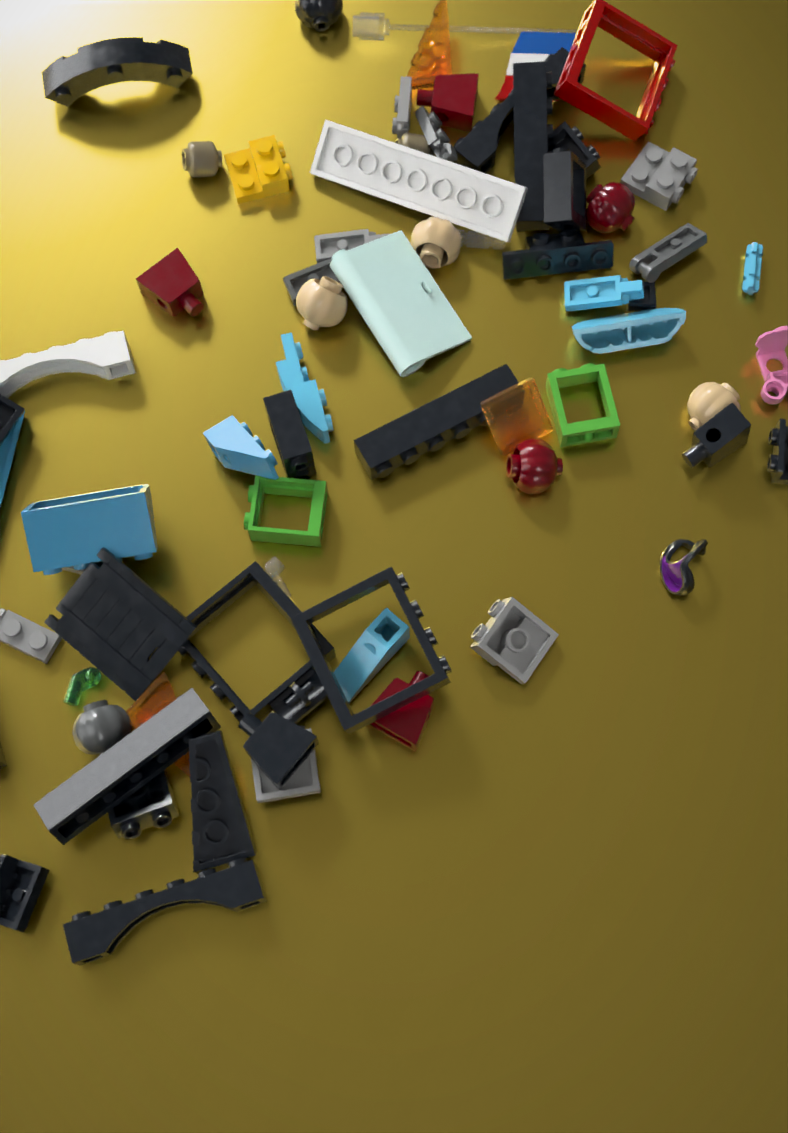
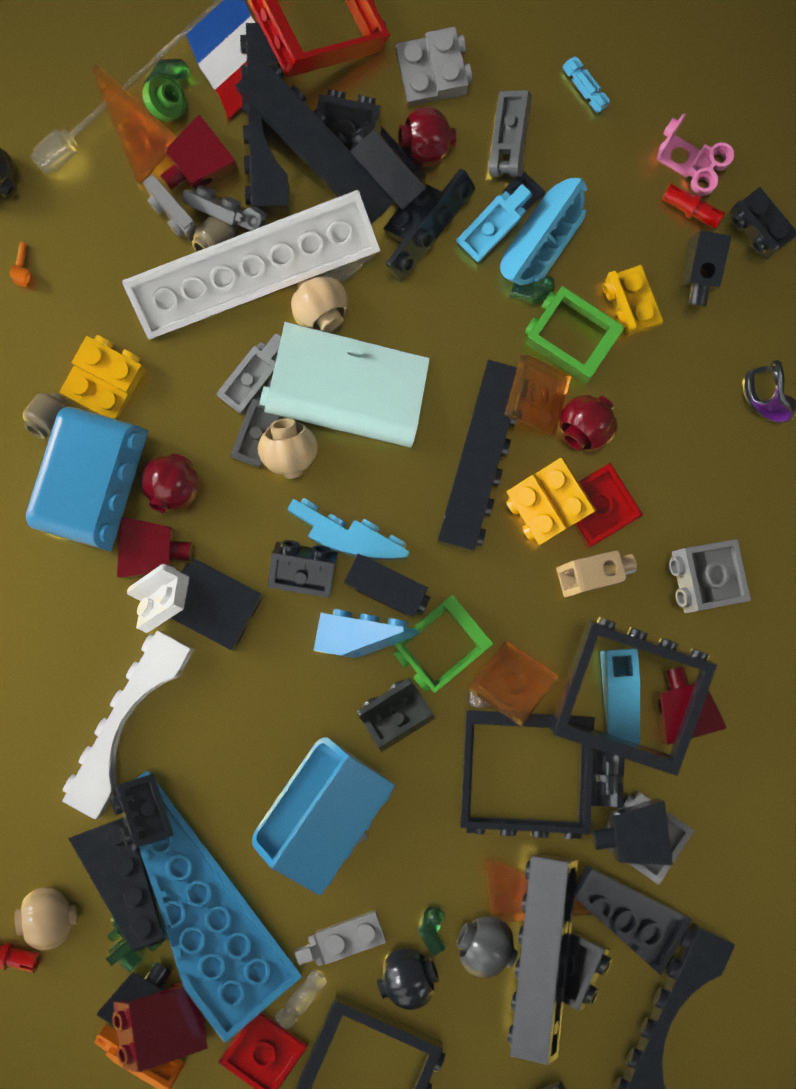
camera: 50 degrees left, 15 degrees up
(31, 697) = (408, 978): none -> black plant
(119, 624) = (421, 861): black door -> none
(147, 309) = (161, 596): none -> white bracket
(175, 353) = (217, 605): none -> black brick
(181, 205) = (85, 477): none -> dark azure windscreen
(210, 523) = (395, 714): none -> pearl dark grey bracket
(228, 257) = (170, 483): none -> dark red plant
(250, 382) = (302, 568): none -> black bracket
(276, 73) = (17, 272): none -> orange hand
(304, 575) = (513, 683): none -> clear orange tile
(429, 553) = (595, 572): none -> tan torso
(453, 489) = (549, 501): none -> yellow plate
(468, 51) = (164, 98): none -> bright green plate
(487, 40) = (173, 68): none -> clear green arm
(487, 527) = (612, 503): none -> red tile
(583, 357) = (536, 292): none -> clear green arm
(646, 421) = (632, 300): none -> yellow bracket
(708, 401) = (672, 240): tan plant -> none
(750, 400) = (693, 206): none -> red pin

